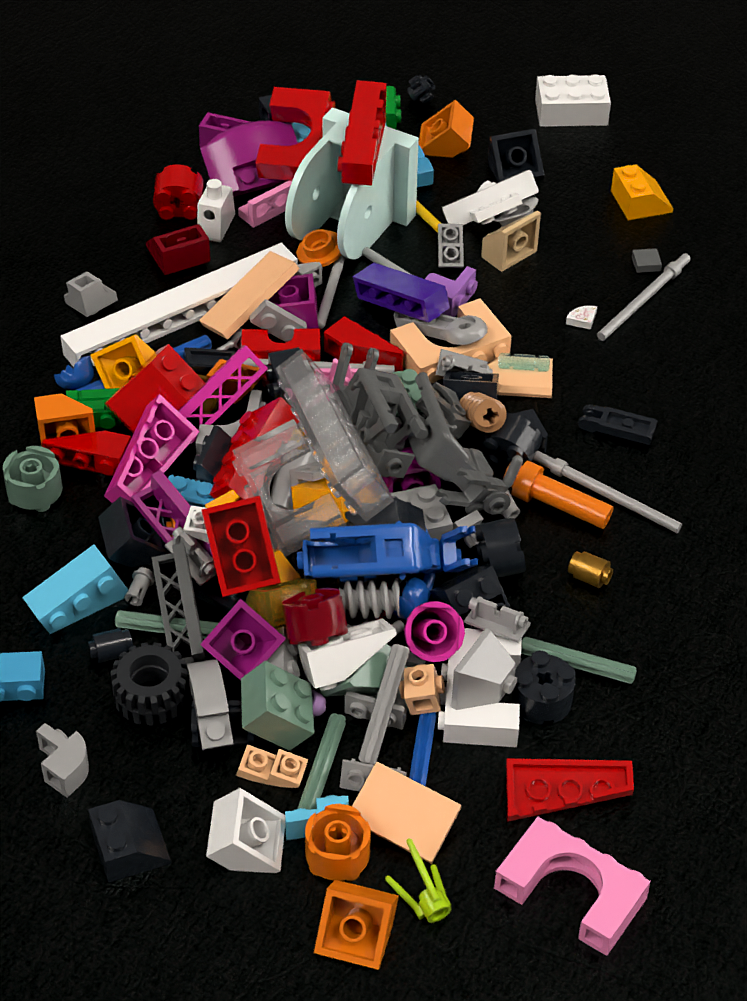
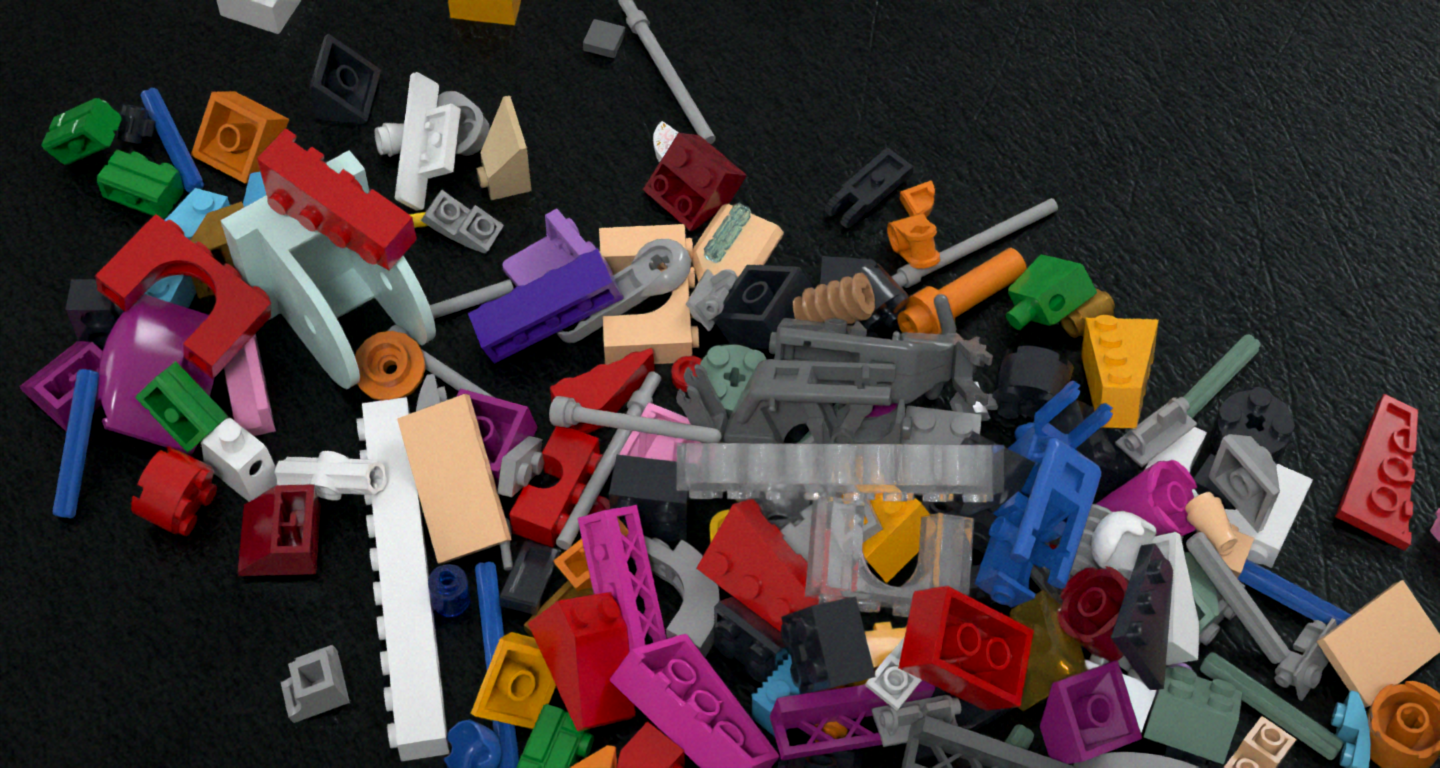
camera: 65 degrees left, 10 degrees up
(177, 326) = (449, 590): none -> clear blue brick
(185, 145) = (76, 443): none -> blue axle
(204, 474) = (827, 646): none -> black slope
(223, 247) = (333, 474): none -> white piece
(227, 163) = (181, 406): none -> green brick
(312, 625) = (1145, 616): none -> black wing
(324, 325) = (566, 412): none -> light grey piece
(368, 601) = (1119, 539): none -> white hair
(397, 68) = (81, 131): none -> green brick
(426, 110) = (172, 140): none -> blue axle
(426, 655) = (1209, 517): none -> light nougat cone
(537, 584) = (1118, 364): none -> light orange wedge
(559, 334) = (693, 180): none -> dark red slope
(586, 457) = (914, 240): none -> orange piece
(594, 536) = (1048, 291): none -> green torso
(629, 456) = (918, 199): none -> orange tile

